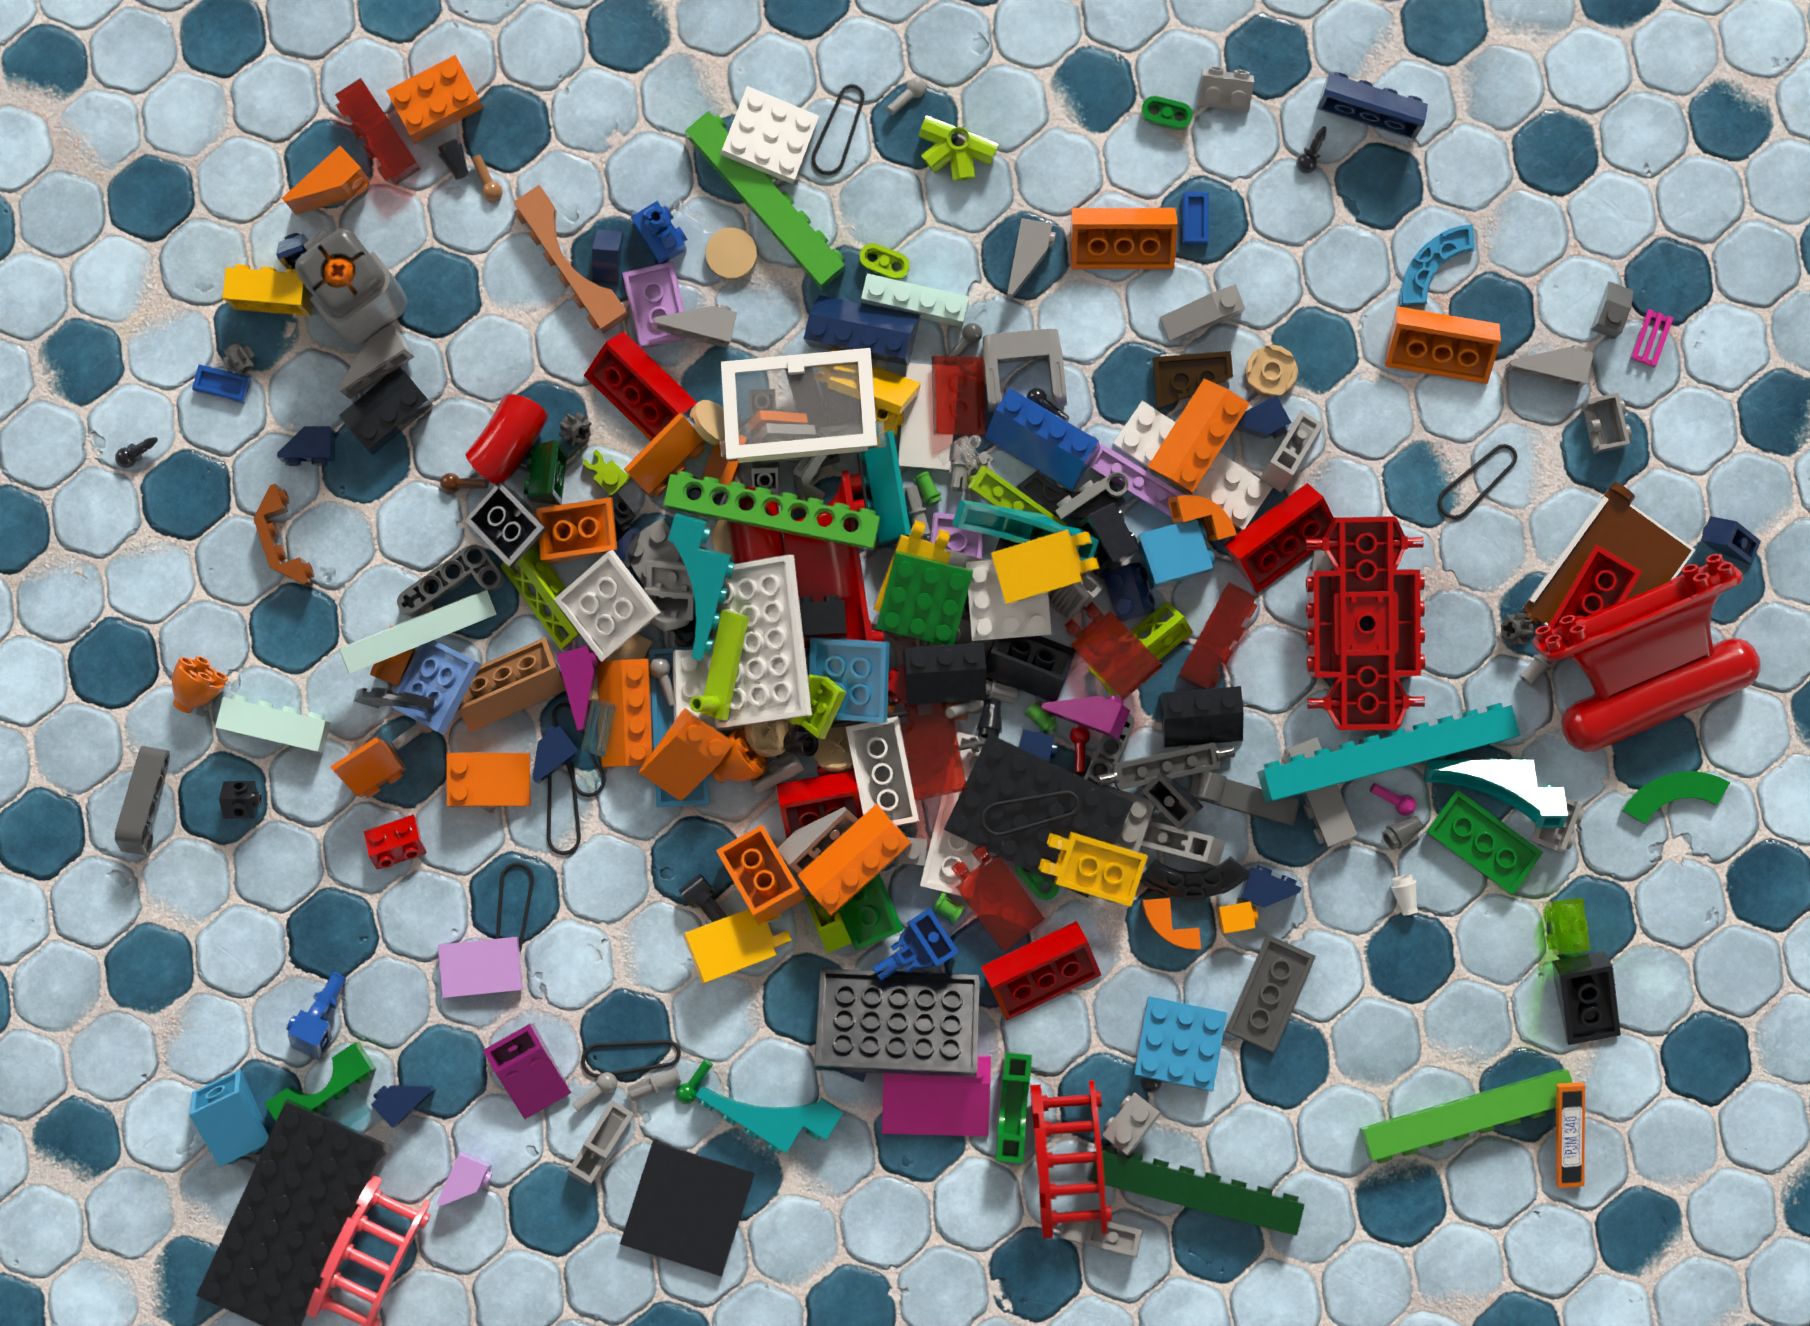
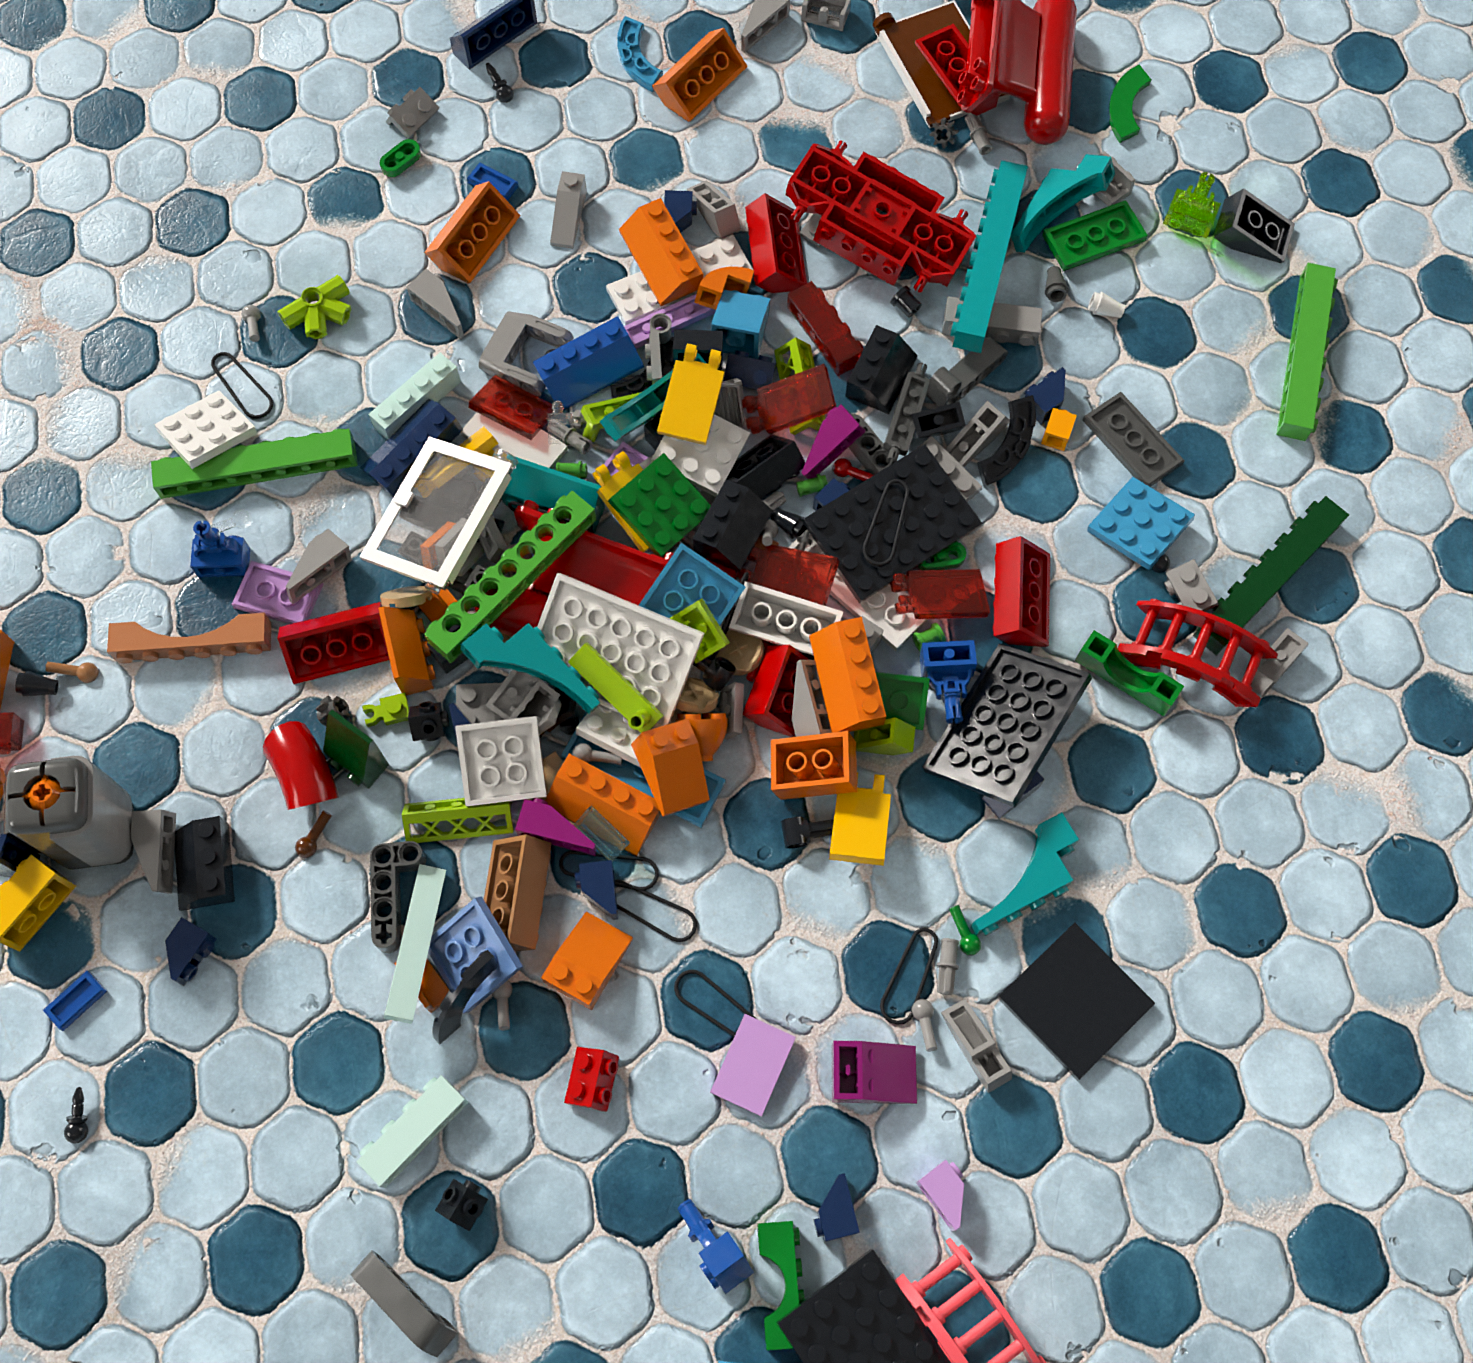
camera: 60 degrees left, 15 degrees down
(195, 683) = (327, 1185): orange piece -> none
(239, 358) = (64, 967): dark grey gear -> none
(272, 505) = (285, 1028): dark orange slope -> none
(348, 1109) = (816, 1270): clear light blue tile -> none
(370, 767) = (510, 1056): orange slope -> none
(506, 523) = (373, 808): black slope -> none
(577, 530) = (420, 752): orange slope -> none
(607, 256) = (209, 608): dark blue slope -> none
(731, 253) = (278, 514): tan tile -> none
(823, 616) = (627, 581): black brick -> none
(885, 260) = (365, 403): lime plate -> none
(938, 1103) = (1091, 737): dark pink slope -> none
(971, 334) = (470, 373): dark grey bar -> none
(1095, 867) = (962, 499): yellow tile -> none
(1159, 918) = (1032, 484): orange brick -> none
(1181, 375) = (606, 247): dark brown wing -> none
(1271, 371) = (641, 189): tan tile -> none
(1294, 698) = (906, 301): none -> black bush
(1404, 804) = (1033, 274): dark pink bar -> none
(1469, 471) = (825, 104): black piece -> none
(1570, 1135) = (1360, 288): tile -> none

